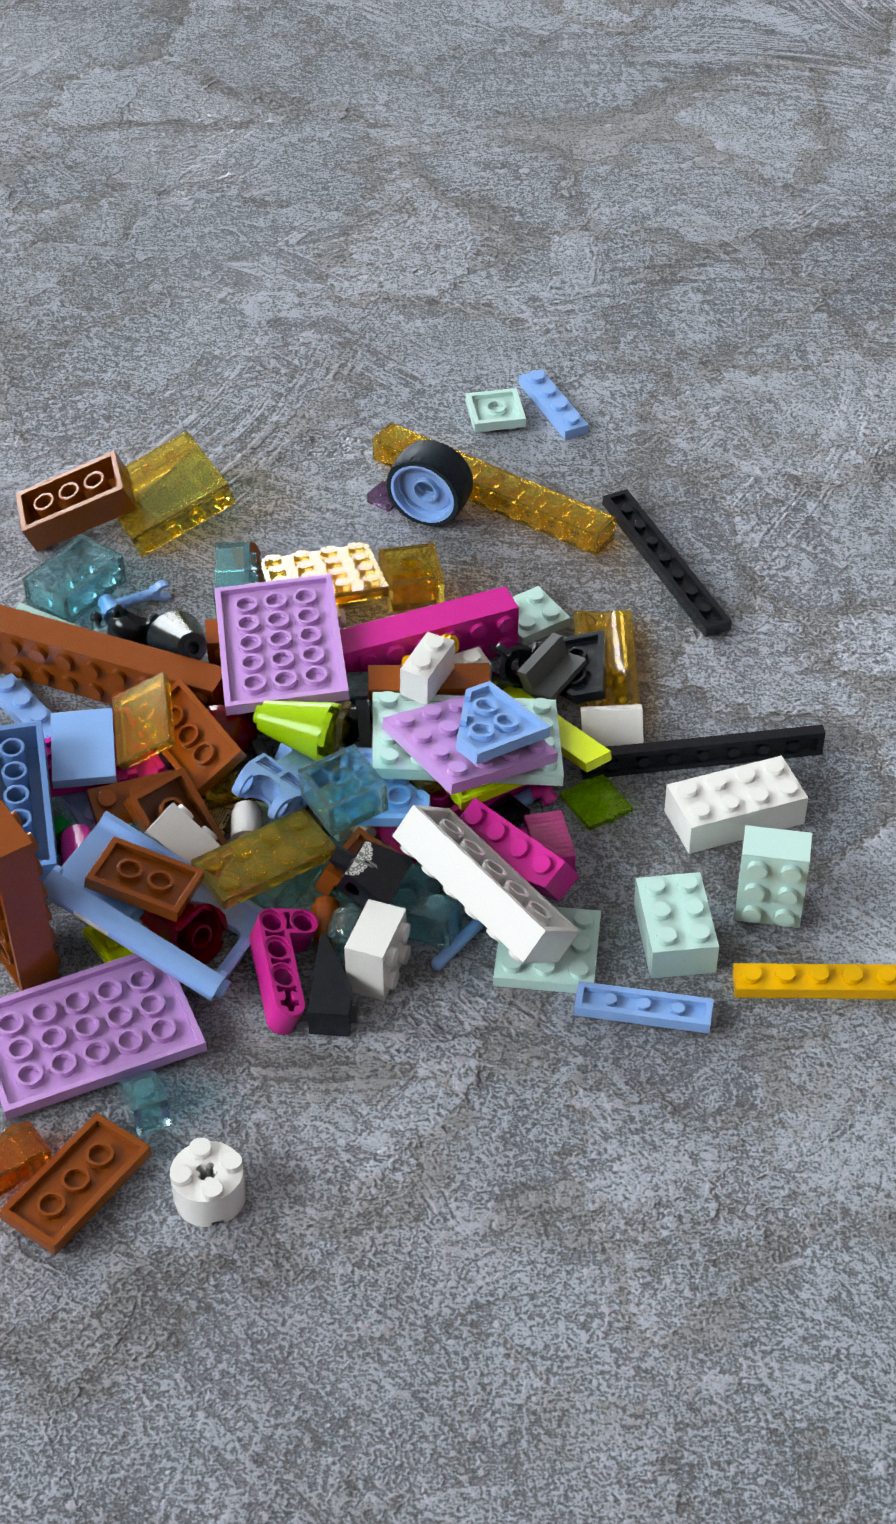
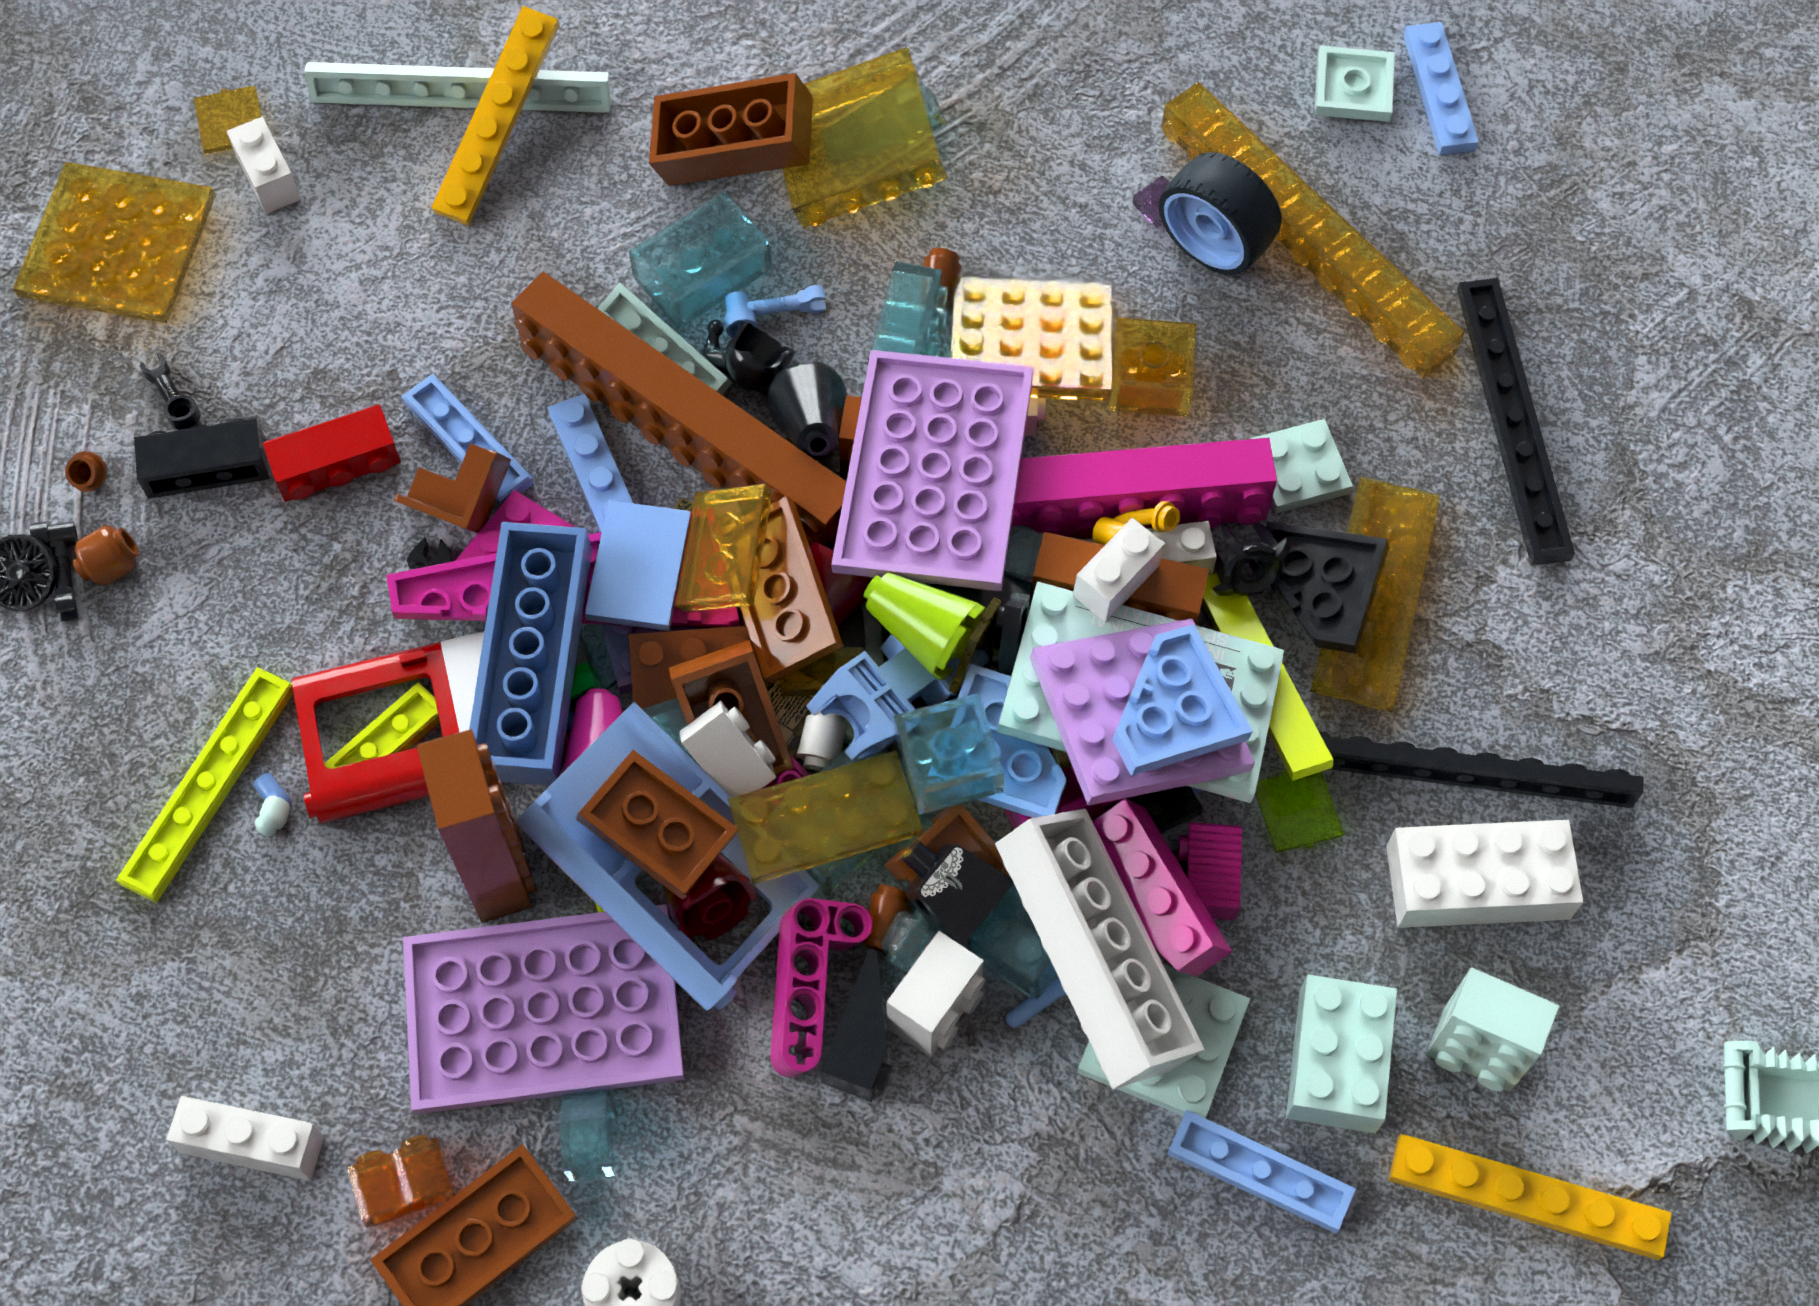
camera: 15 degrees right, 20 degrees up
(550, 668) = (1295, 587): dark grey panel -> none
(613, 724) = (1353, 699): white brick -> none

